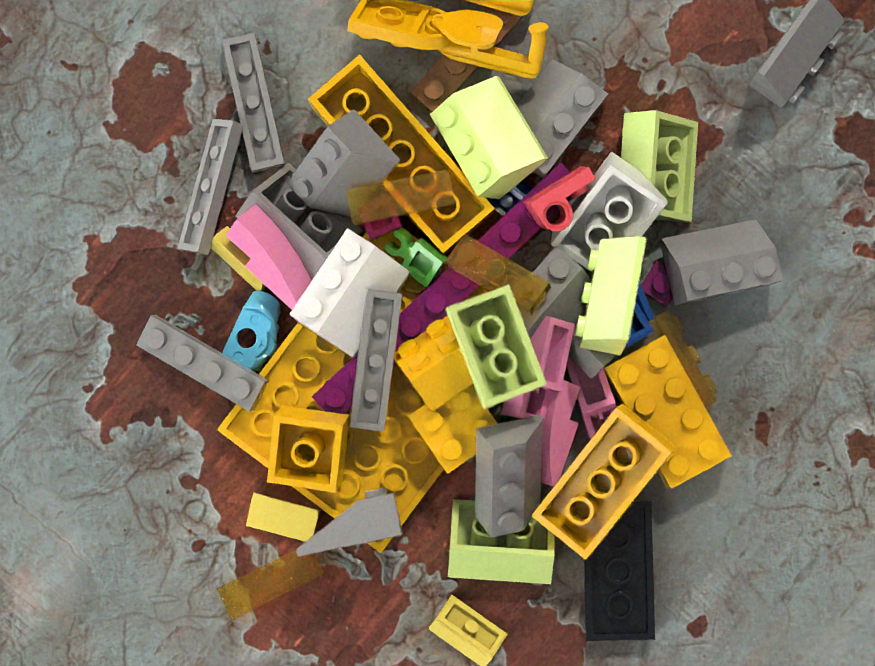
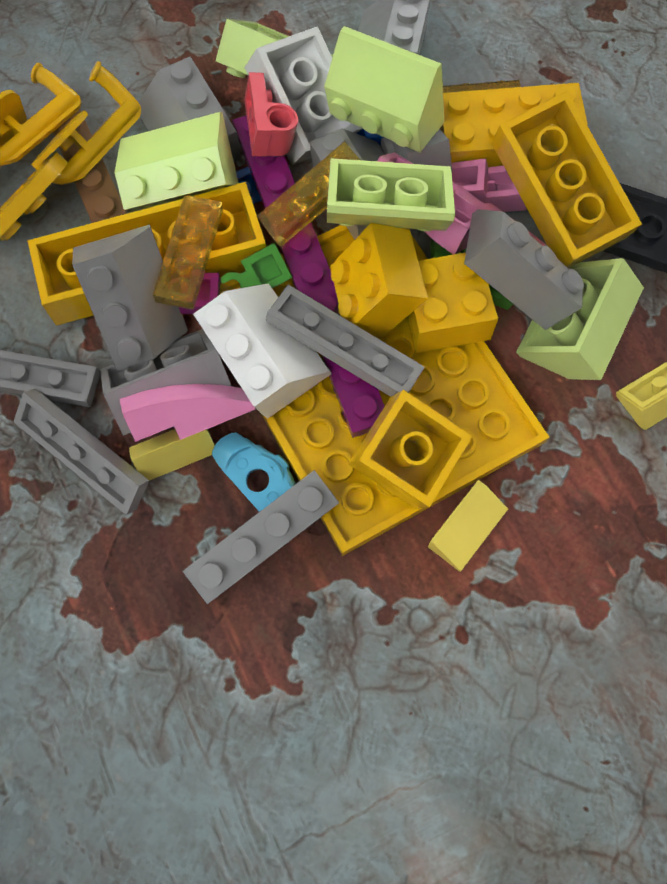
camera: 65 degrees left, 15 degrees down
(269, 582) = (534, 570): clear yellow plate -> none
(363, 522) = (515, 432): light grey slope -> none

